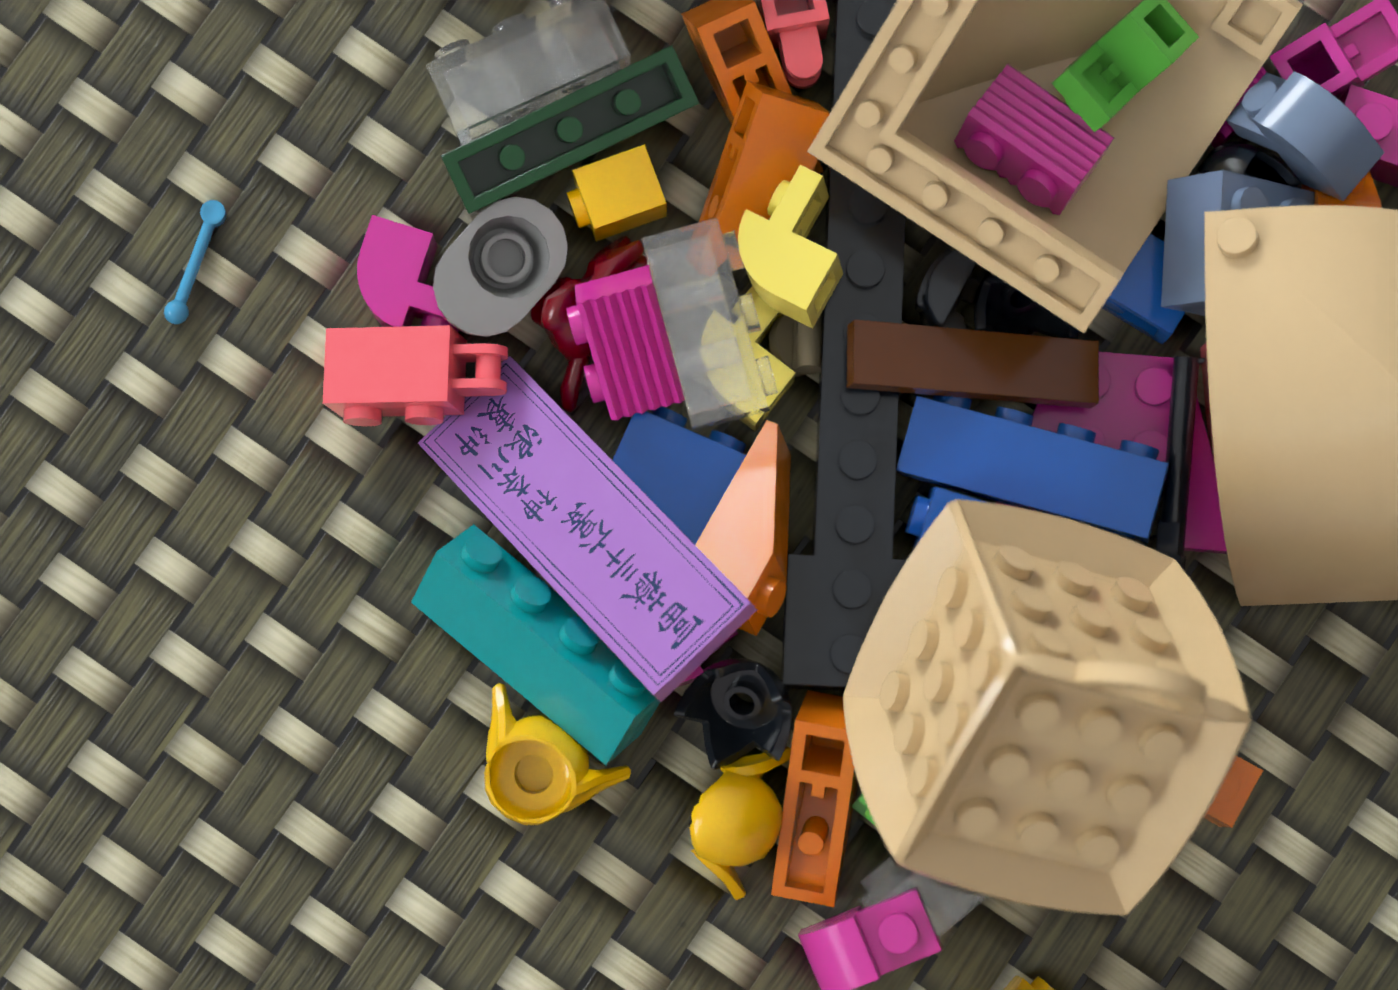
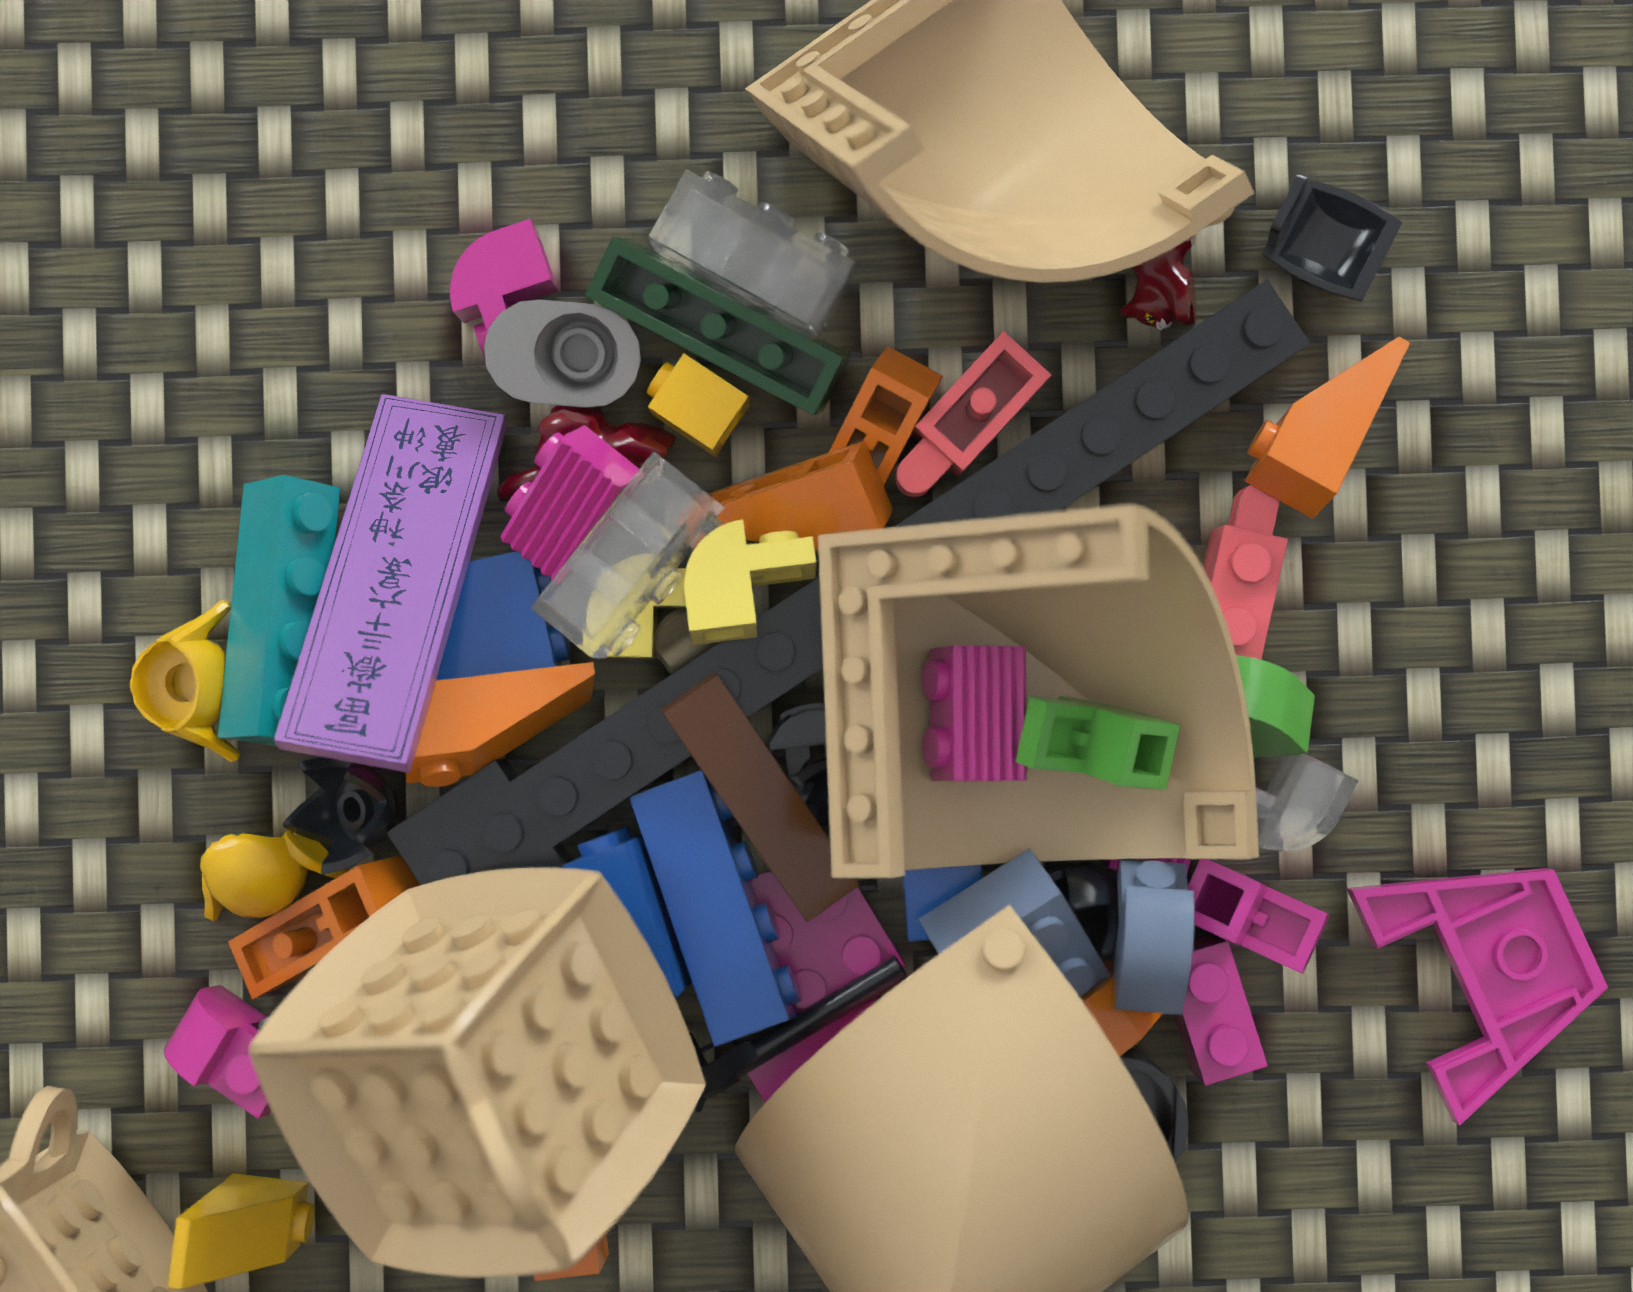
camera: 60 degrees right, 5 degrees up
(213, 215) = (449, 92): dark azure hinge -> none
(406, 373) = (424, 340): coral brick -> none

